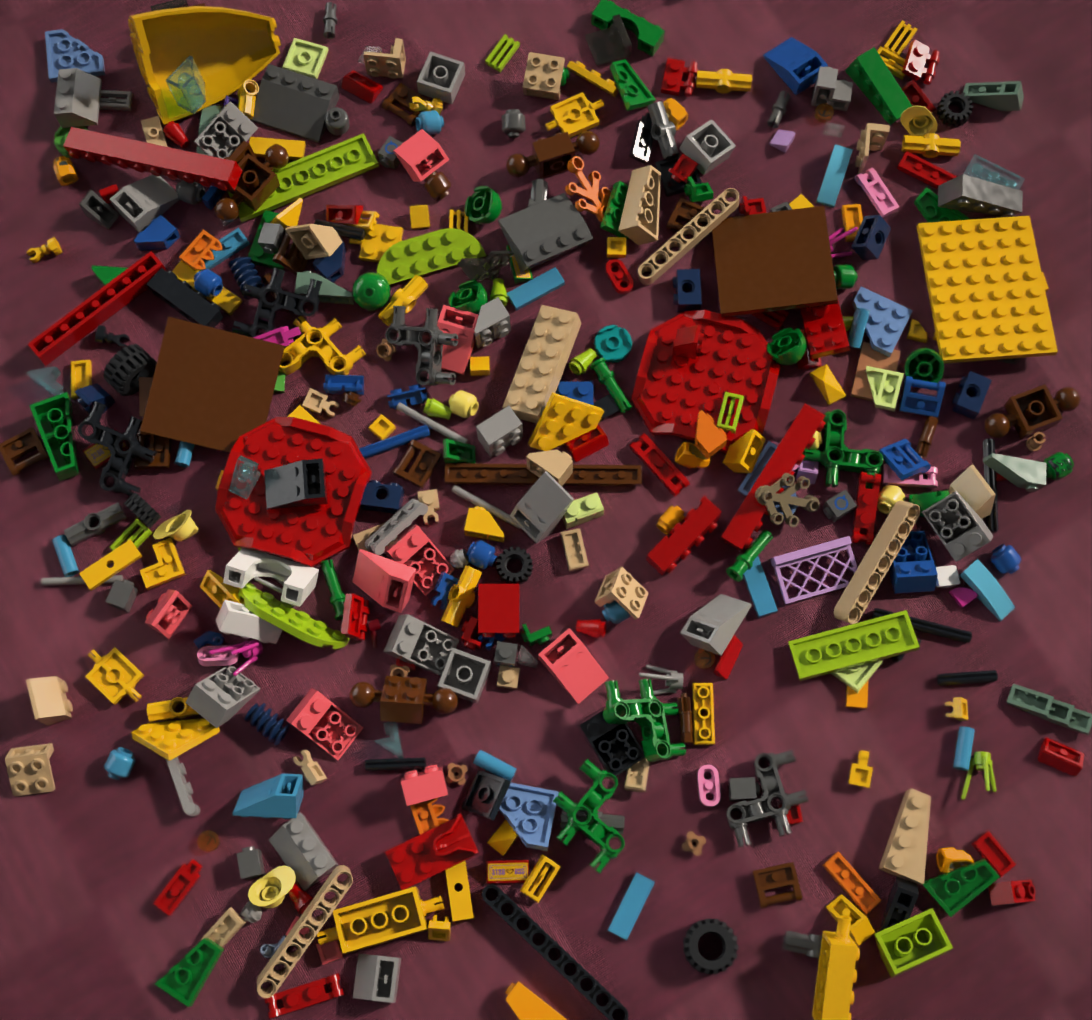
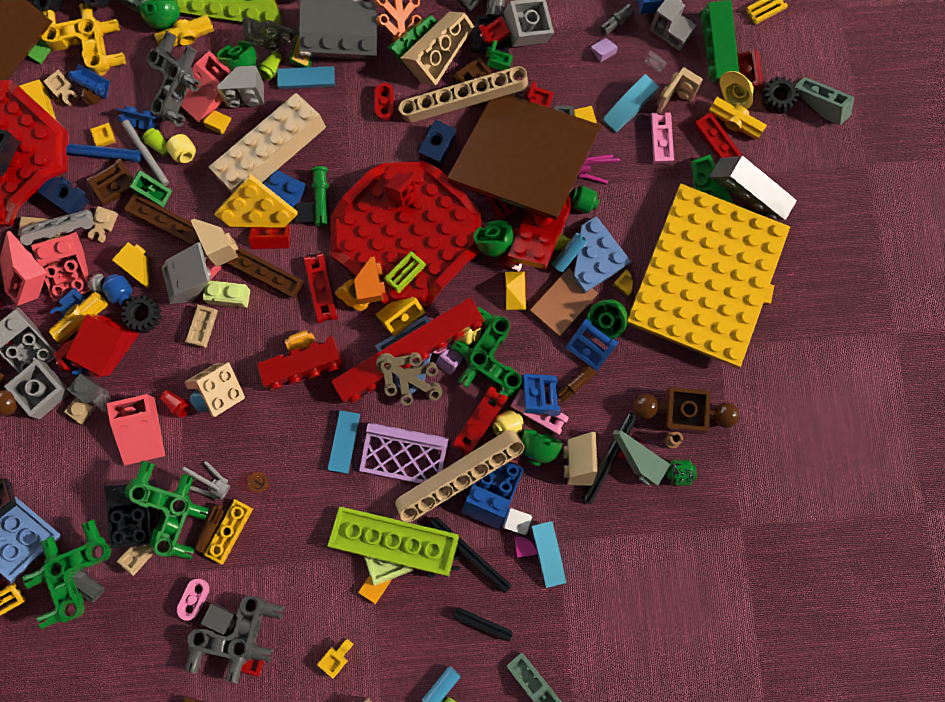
camera: 25 degrees right, 5 degrees up
(280, 335) = (55, 10): dark pink hinge -> none
(383, 353) = (143, 68): medium nougat plate -> none
(481, 503) = (147, 244): light grey bar -> none
(494, 765) = (20, 482): dark azure piece -> none
(500, 431) = (193, 188): light grey brick -> none
(541, 636) = (124, 388): green bracket -> none
(582, 361) = (305, 162): lime cone -> none
(613, 343) = (345, 159): teal tile -> none
(616, 247) = (395, 74): yellow tile -> none
(631, 906) = (64, 670): dark azure tile -> none
(691, 837) = (151, 637): medium nougat plate -> none
(715, 623) = (281, 456): light grey slope -> none
(728, 658) = (278, 492): red slope -> none
(745, 561) = (341, 413): green pin -> none
(824, 112) = (656, 42): clear orange tile -> none
(839, 506) = (457, 407): dark grey brick -> none
(852, 218) = (625, 152): light orange tile -> none
(871, 237) = (630, 176): dark blue brick -> none
(884, 387) = (562, 319): yellowish green wing -> none
(894, 68) = (742, 26): yellow tile -> none
(916, 59) = (768, 33): plate -> none
(957, 525) = (550, 482): light grey slope -> none
(960, 709) = (457, 650): yellow tile -> none
(978, 386) = (649, 360): dark blue brick -> none
(994, 173) = (778, 170): clear light blue wing -> none
(1005, 559) = (581, 534): blue head -> none

